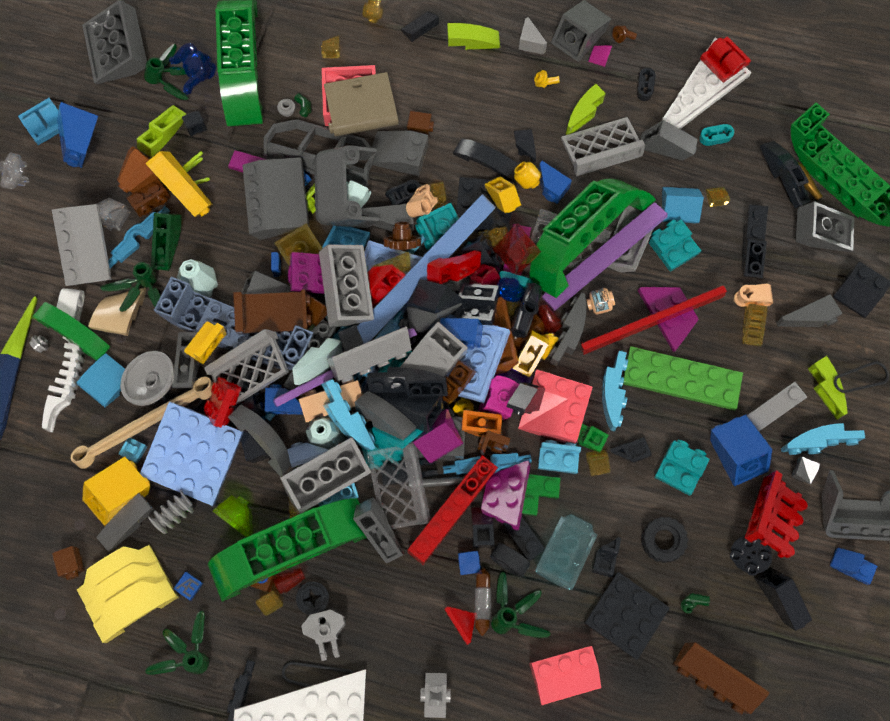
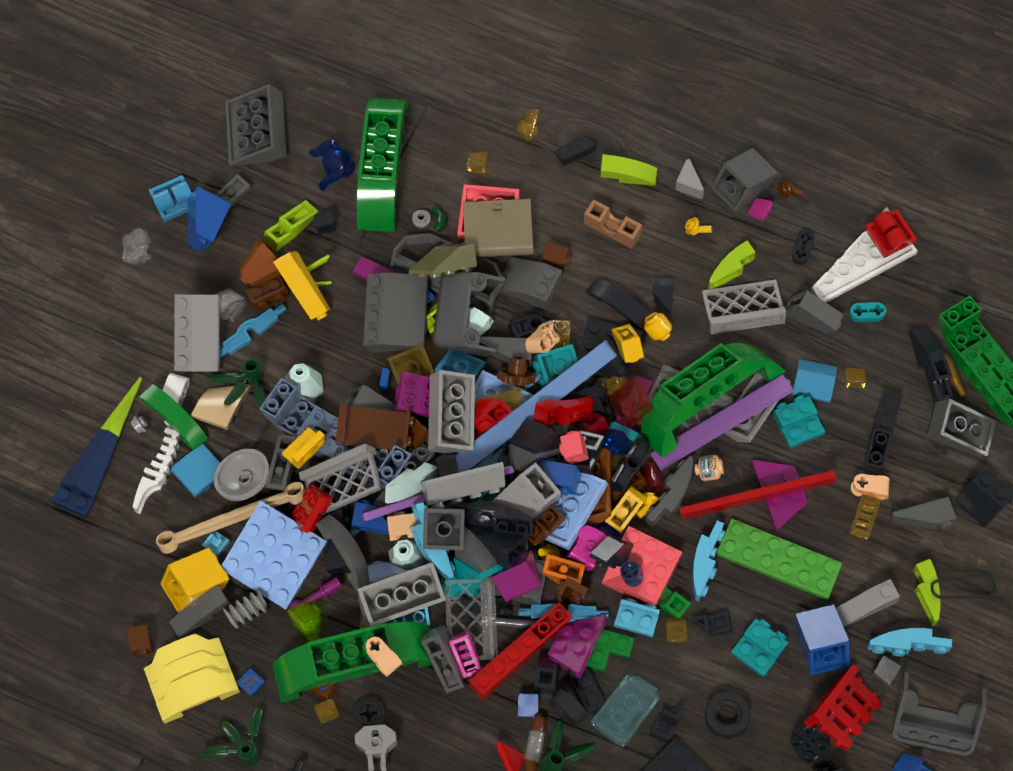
camera: 15 degrees right, 5 degrees down
(102, 106) = (234, 190): none -> dark grey hinge
(155, 68) = (294, 160): dark green plant -> none
(165, 239) = (278, 337): dark green slope -> none
(248, 480) = (325, 590): none -> magenta pin
(288, 580) = (348, 692): clear red cone -> none
(317, 139) = (446, 259): none -> olive slope
(319, 547) = (385, 658): none -> light nougat piece
(358, 402) = (443, 528): none -> dark grey slope
(391, 507) = (459, 656): none -> dark pink slope
(456, 84) = (623, 231): none -> medium nougat arch
(471, 301) = (573, 447): none -> coral brick
(546, 412) = (631, 573): none -> dark blue wheel
(553, 183) = (684, 339): blue slope -> none

